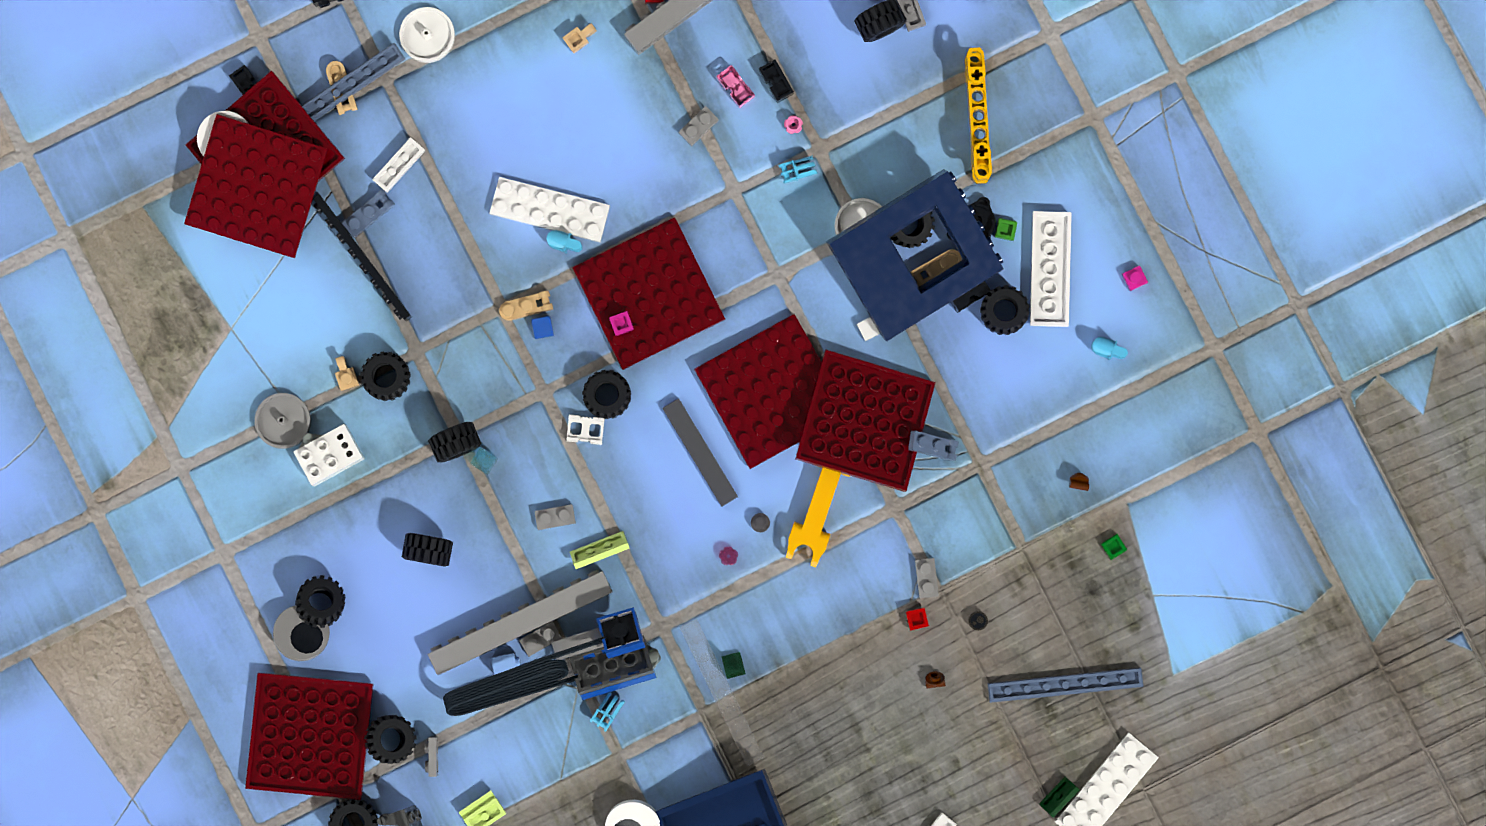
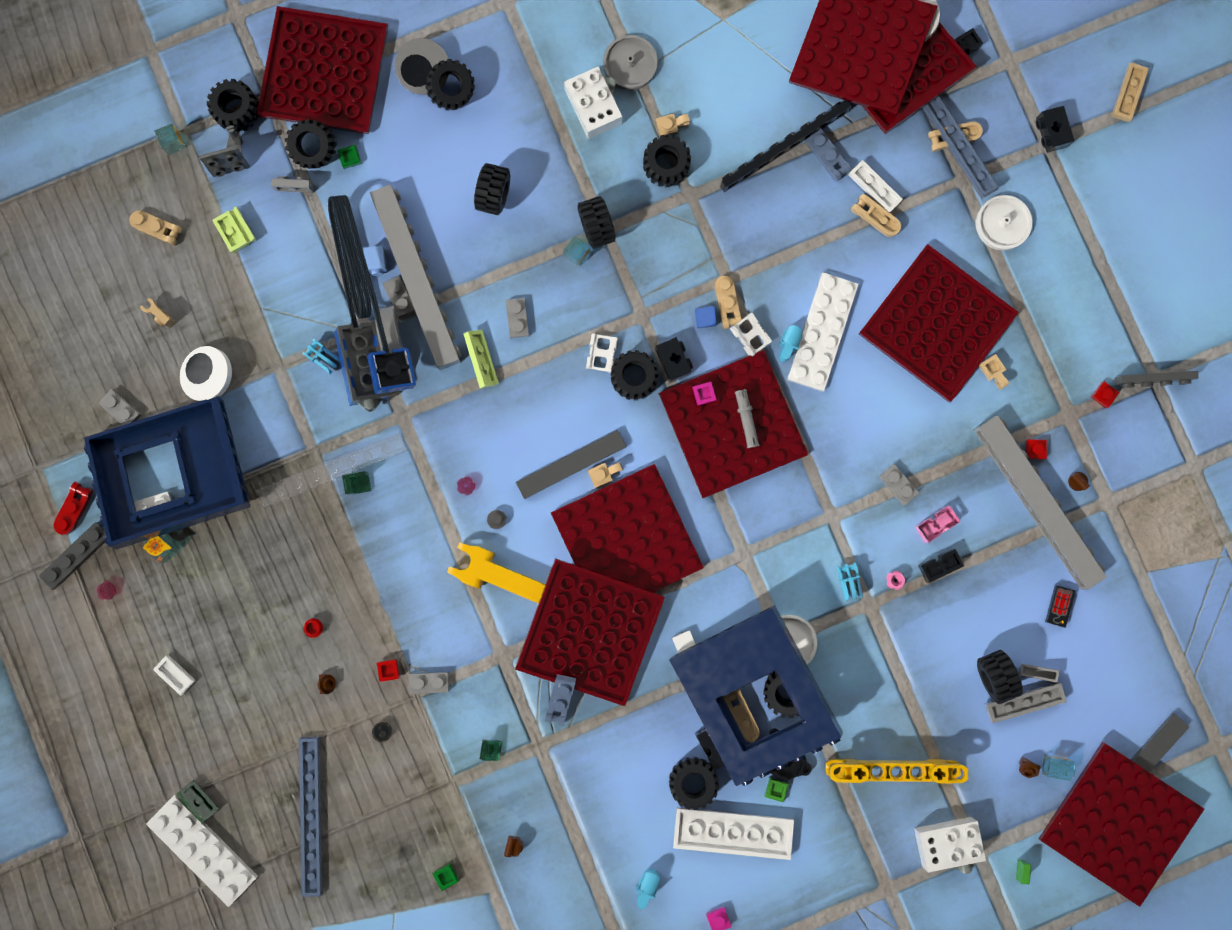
camera: 90 degrees right, 0 degrees up
(398, 701) = (349, 156): none -> green tile
(429, 161) = (877, 216): none -> tan plate
(534, 95) = (938, 323): none -> dark red plate
(562, 286) = (745, 338): none -> white piece
(598, 357) = (672, 370): none -> black brick
(643, 279) = (747, 419): none -> light grey pin
(708, 420) = (601, 474): none -> tan plate
(880, 697) = (313, 628): none -> red plate
(987, 511) = (490, 750): none -> clear green plate
(1045, 59) = (950, 845): none -> white piece

